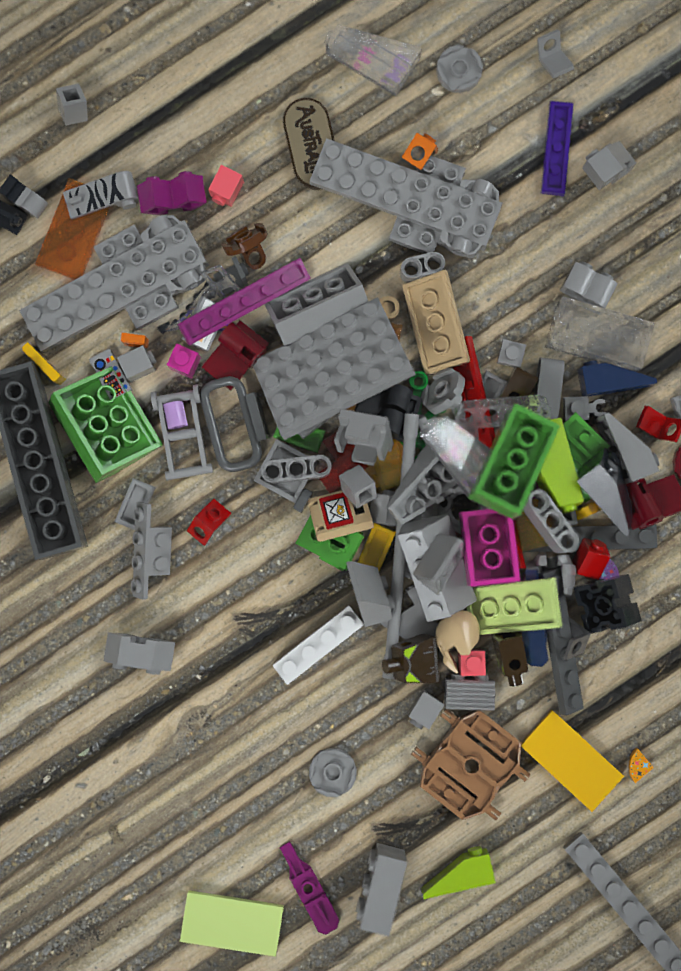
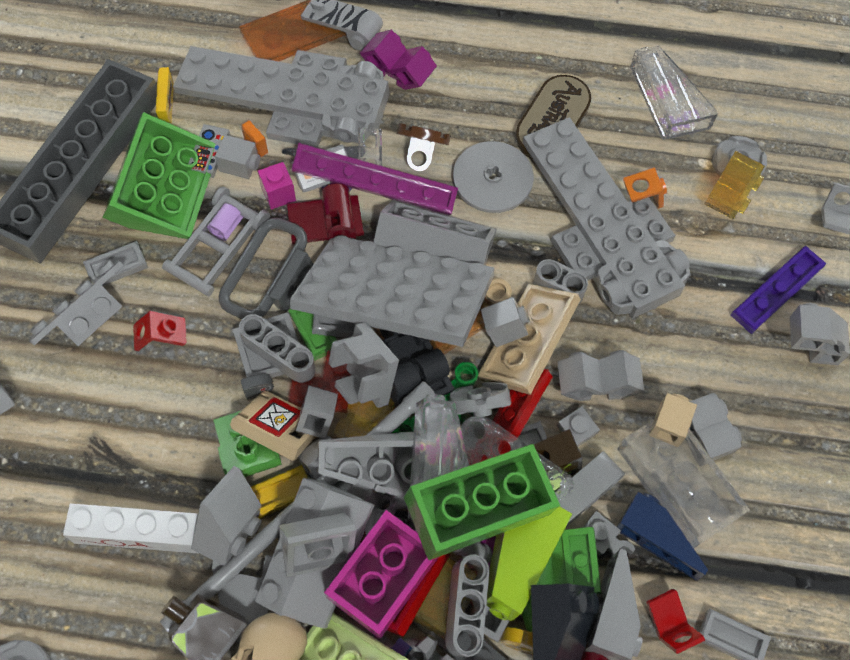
camera: 40 degrees right, 20 degrees down
(225, 186) = (449, 89): coral brick -> none
(239, 271) = (395, 156): dark grey bracket -> none
(320, 210) = (506, 190): none -> light grey piece
(415, 327) = (505, 321): none -> light grey brick
(475, 95) = (735, 184): none -> clear yellow brick
(497, 313) = (614, 375): none -> light grey brick
(571, 306) = (673, 419): none -> tan brick

